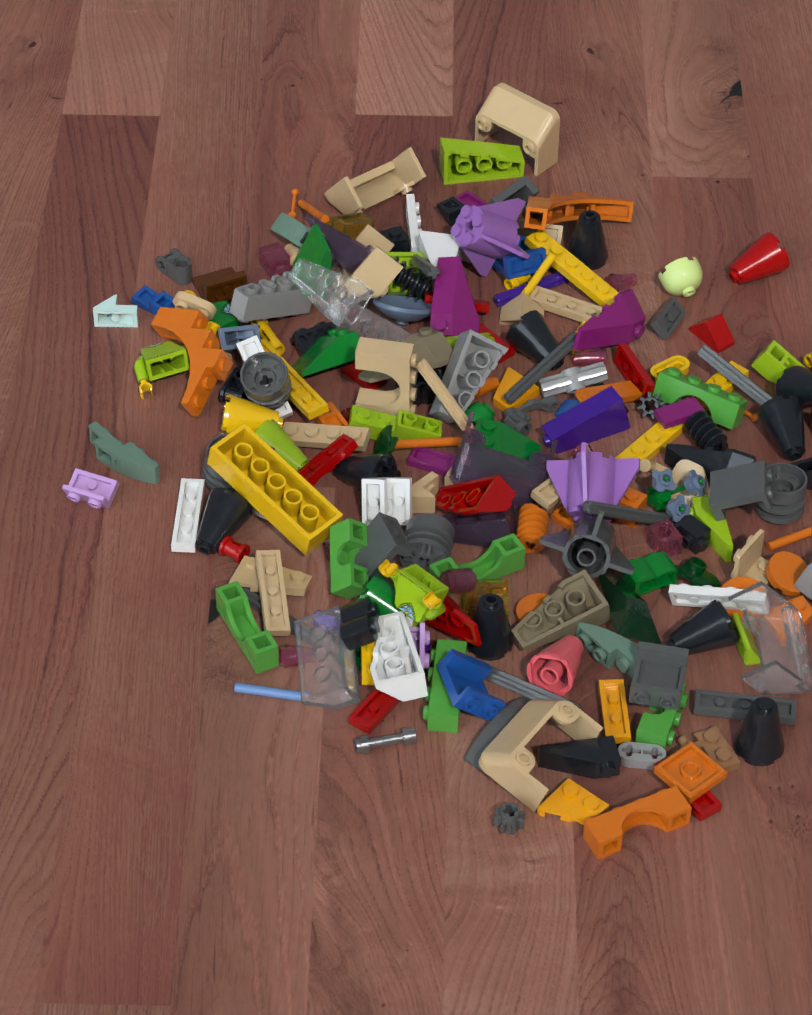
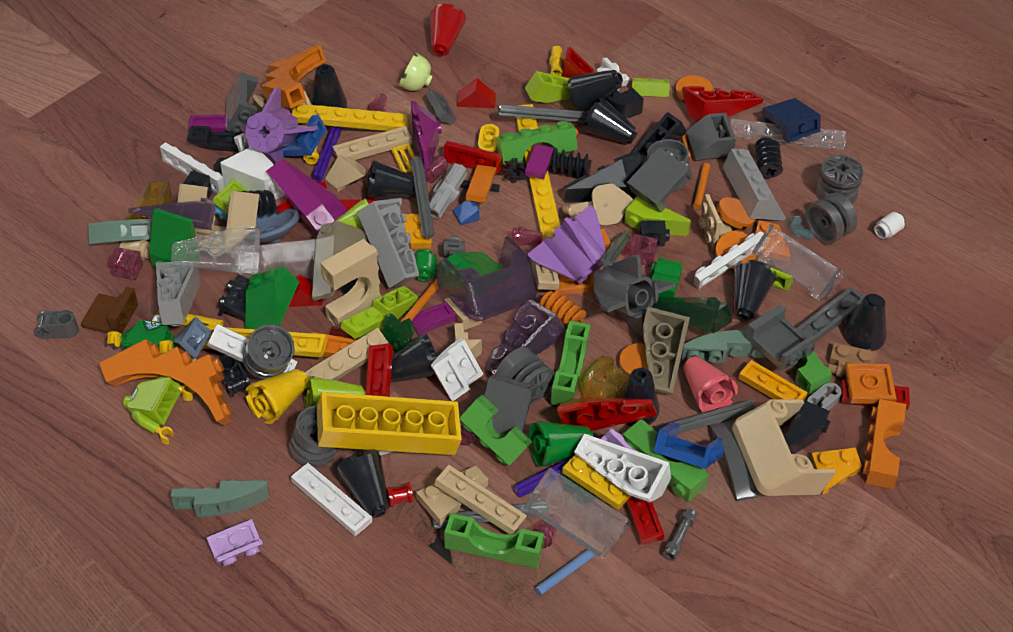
camera: 50 degrees left, 5 degrees up
(113, 315) = (60, 399): light aqua slope -> none
(152, 301) = (72, 366): blue slope -> none
(188, 301) = (128, 339): tan plate -> none
(295, 192) = (66, 205): orange hinge -> none
(313, 211) = (111, 206): orange bar -> none
(359, 623) = (576, 467): black brick -> none
(377, 184) = (122, 153): tan windscreen -> none
(416, 592) = (595, 411): lime torso -> none
(424, 266) = (260, 184): dark grey axle -> none
(442, 393) = (406, 265): tan axle -> none
(459, 580) = (587, 382): clear pink brick -> none
(476, 496) = (514, 319): red wedge -> none
(478, 161) = (172, 90): lime wedge -> none
(509, 818) = (822, 511): dark grey gear -> none
(524, 117) = (176, 34): tan windscreen -> none
(539, 274) = (329, 139): yellow bar -> none
(545, 404) = (450, 221): dark grey piece -> none
(588, 421) = (495, 211): dark purple slope -> none
(659, 494) = (609, 210): sand blue plant -> none
(696, 571) = (688, 256): dark green plate -> none

